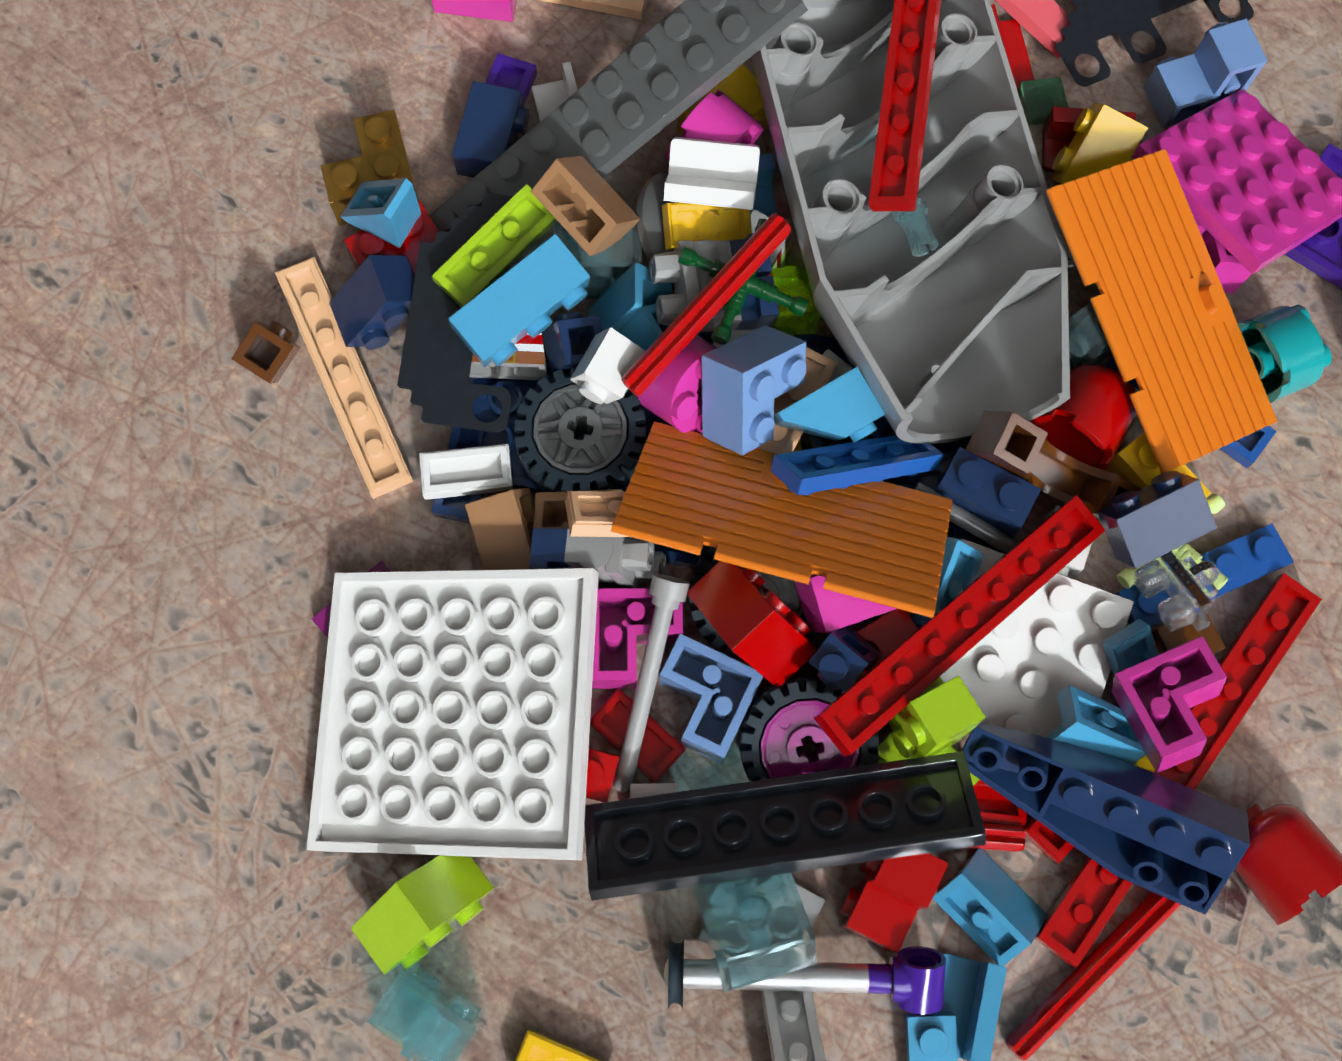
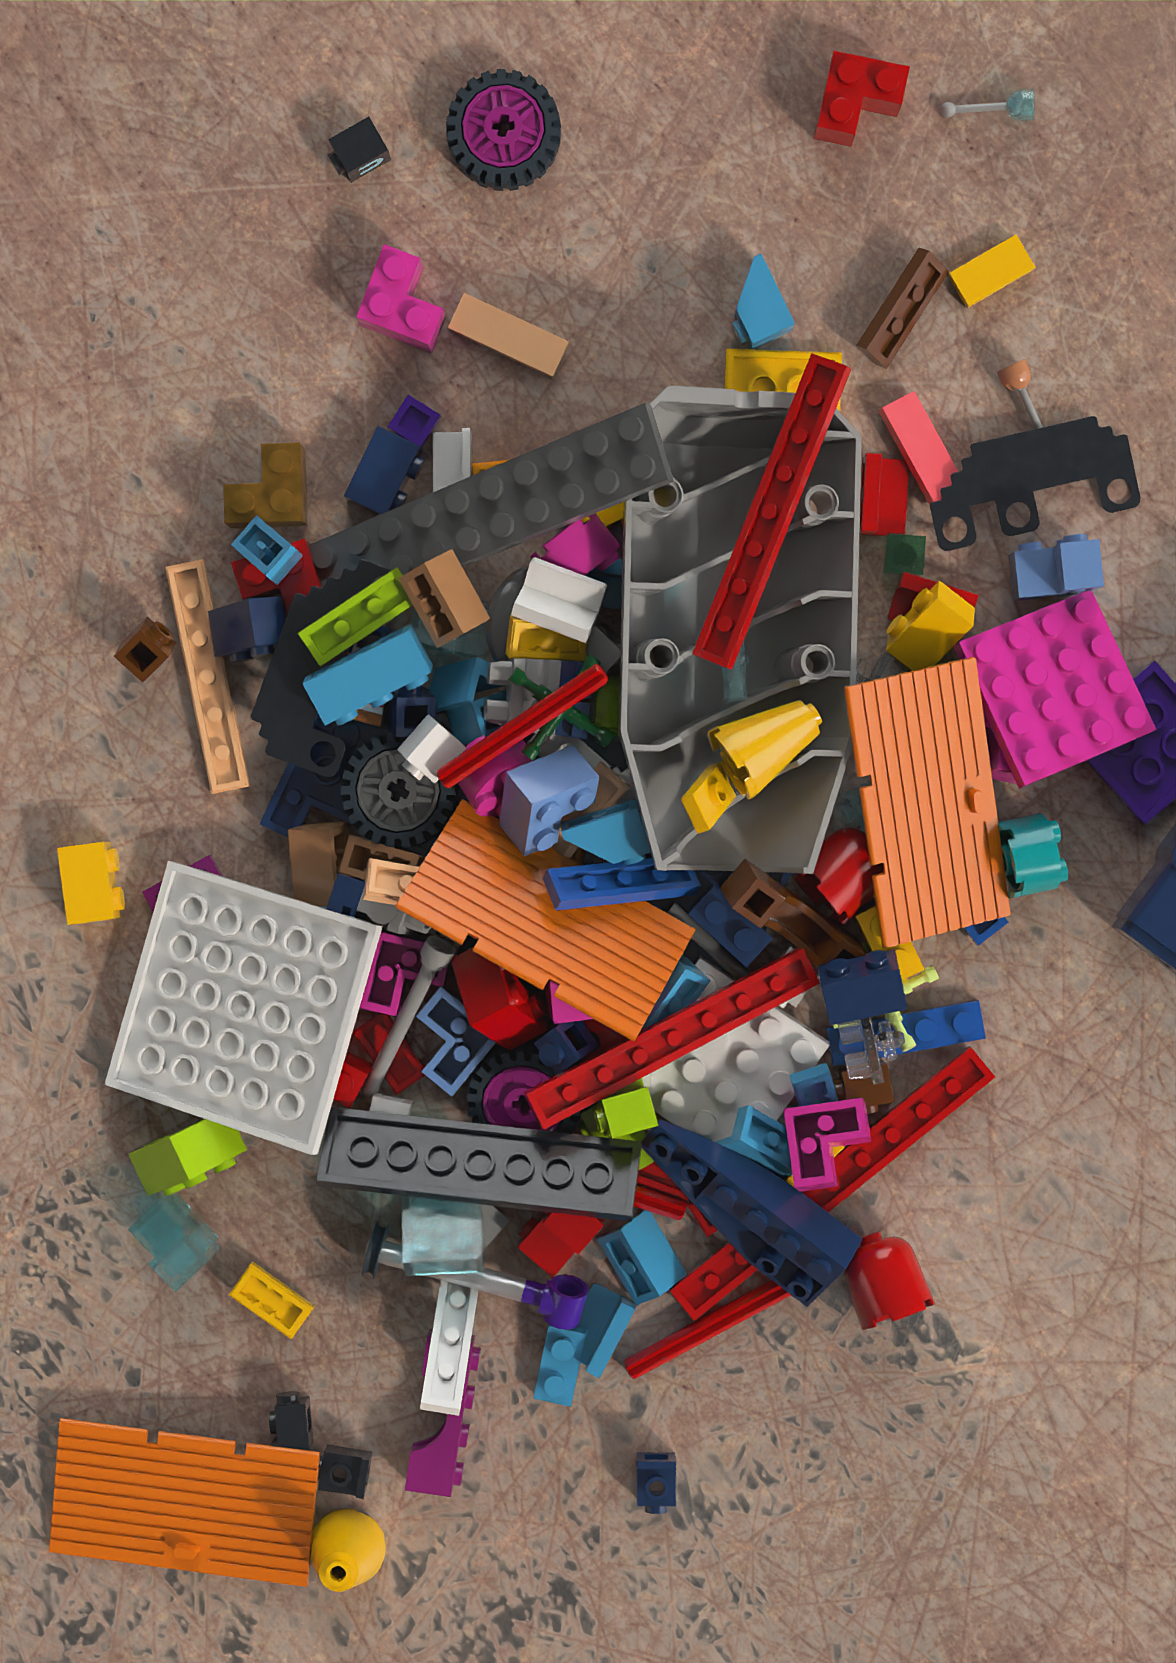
camera: 15 degrees right, 15 degrees up
(249, 620) = (90, 882): none -> yellow brick
(466, 471) = (295, 797): white tile -> none
(930, 344) = (708, 797): none -> yellow plate
(968, 282) = (764, 744): none -> yellow cone

